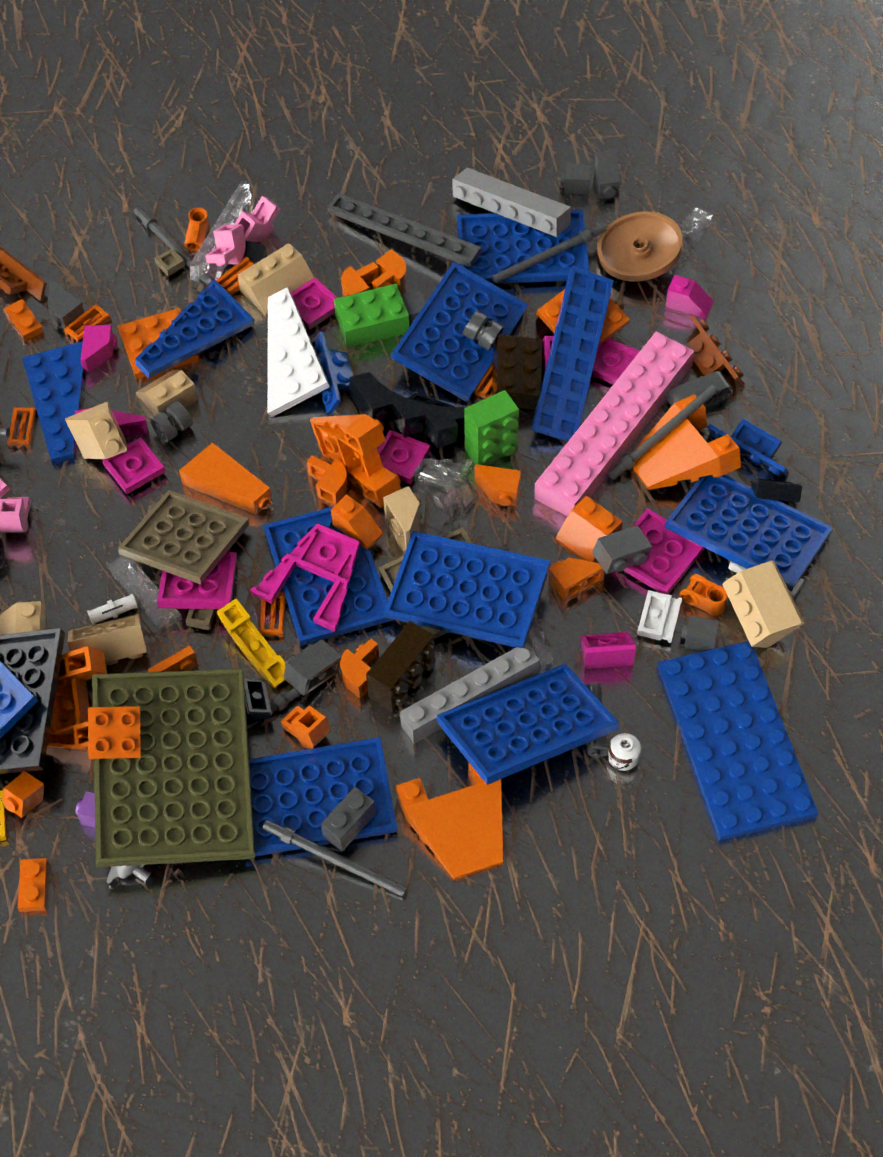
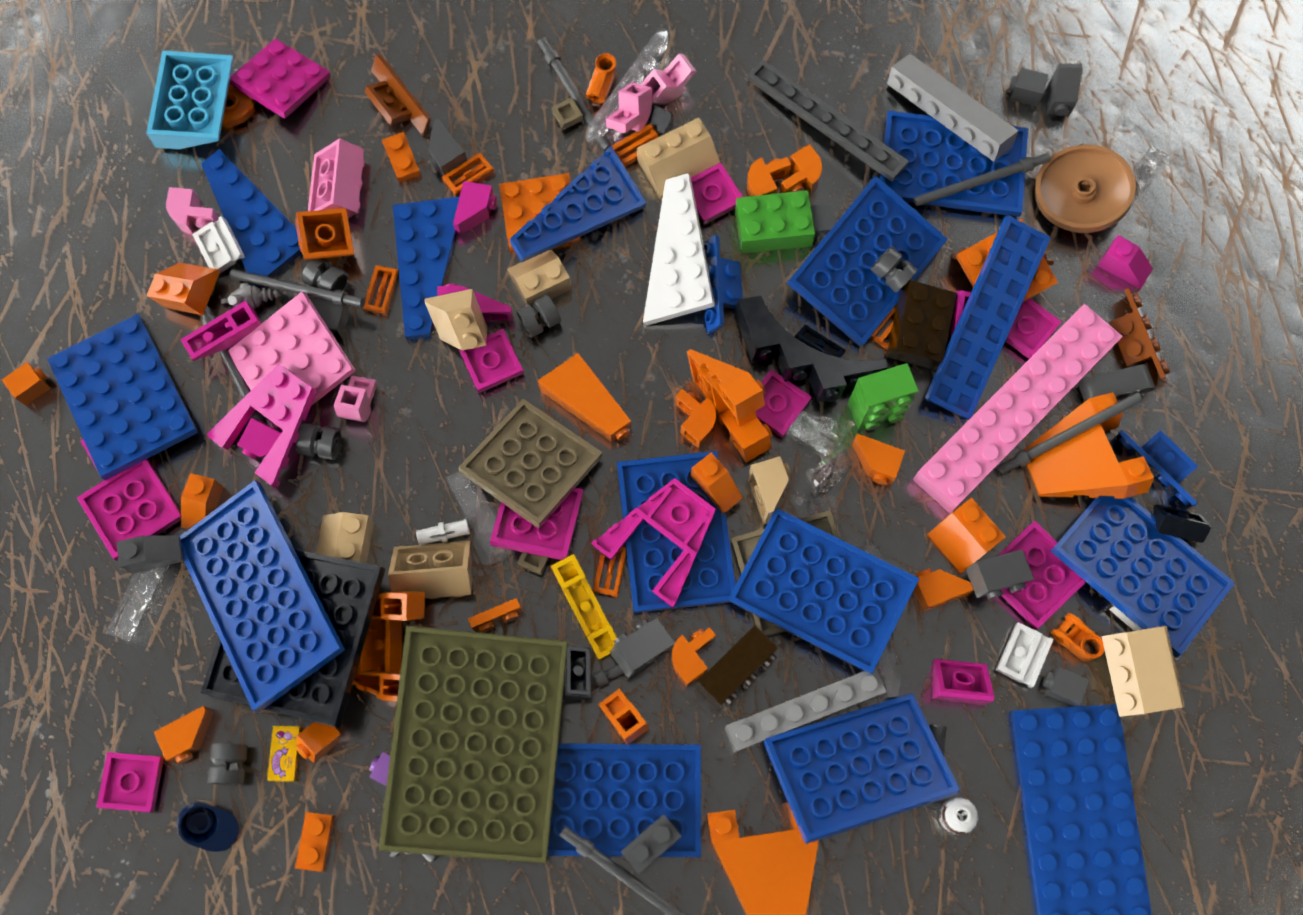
camera: 10 degrees right, 15 degrees up
(114, 732) = (418, 704): orange hinge -> none

